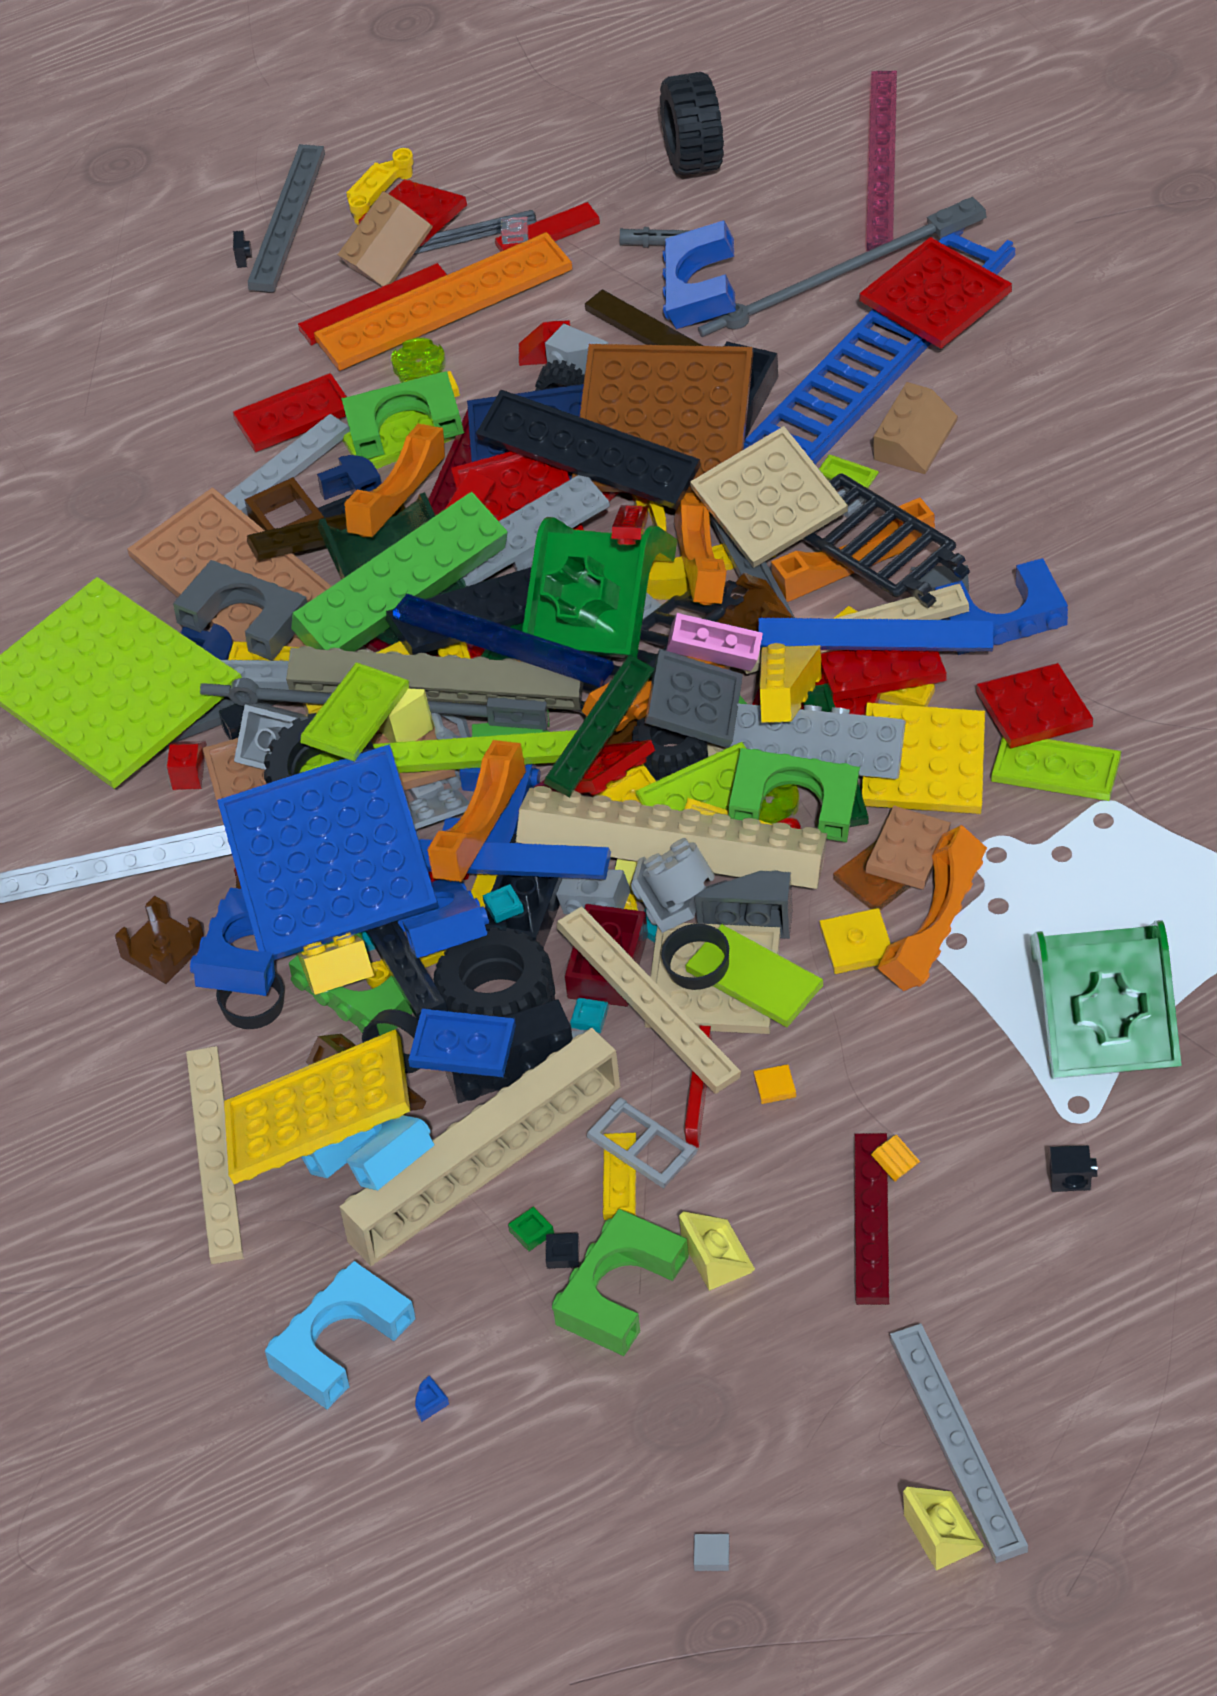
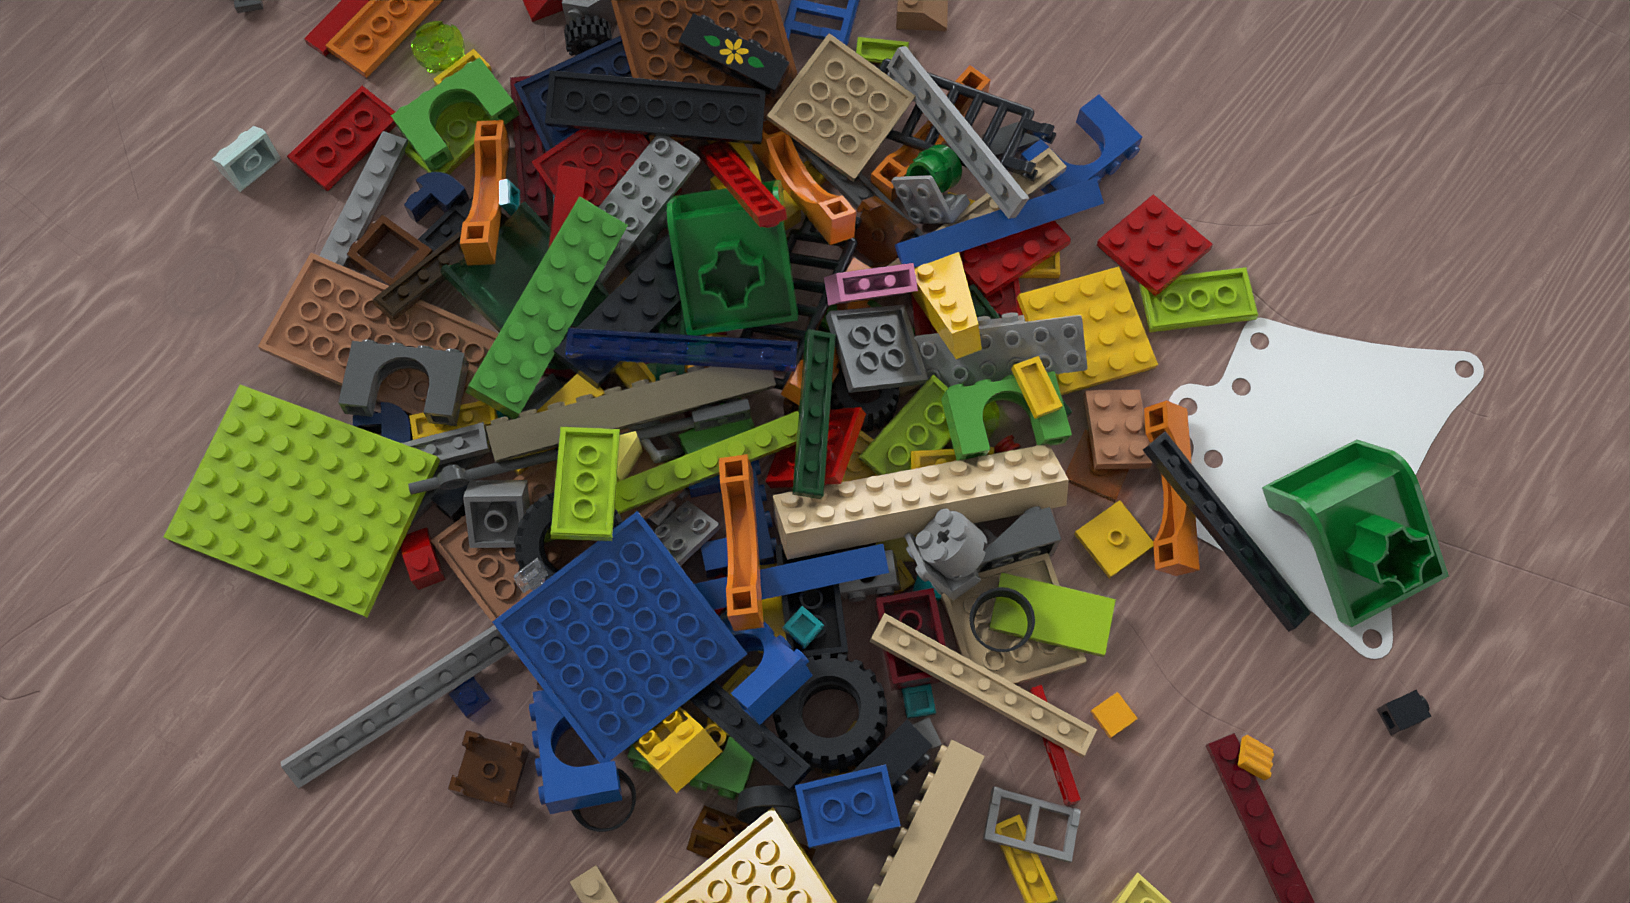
camera: 30 degrees left, 20 degrees up
(174, 884) = (469, 697): none -> clear blue plate
(196, 404) = (246, 158): none -> light aqua slope
(269, 772) = (531, 576): none -> clear plate
(414, 487) = (509, 196): none -> teal tile
(682, 421) = (733, 54): none -> black brick
(810, 595) = (926, 202): none -> light grey bracket
(832, 772) = (1036, 387): none -> yellow tile
(834, 575) = (939, 163): none -> green piece
(870, 544) = (958, 133): none -> light grey plate
(966, 956) = (1227, 531): none -> black plate

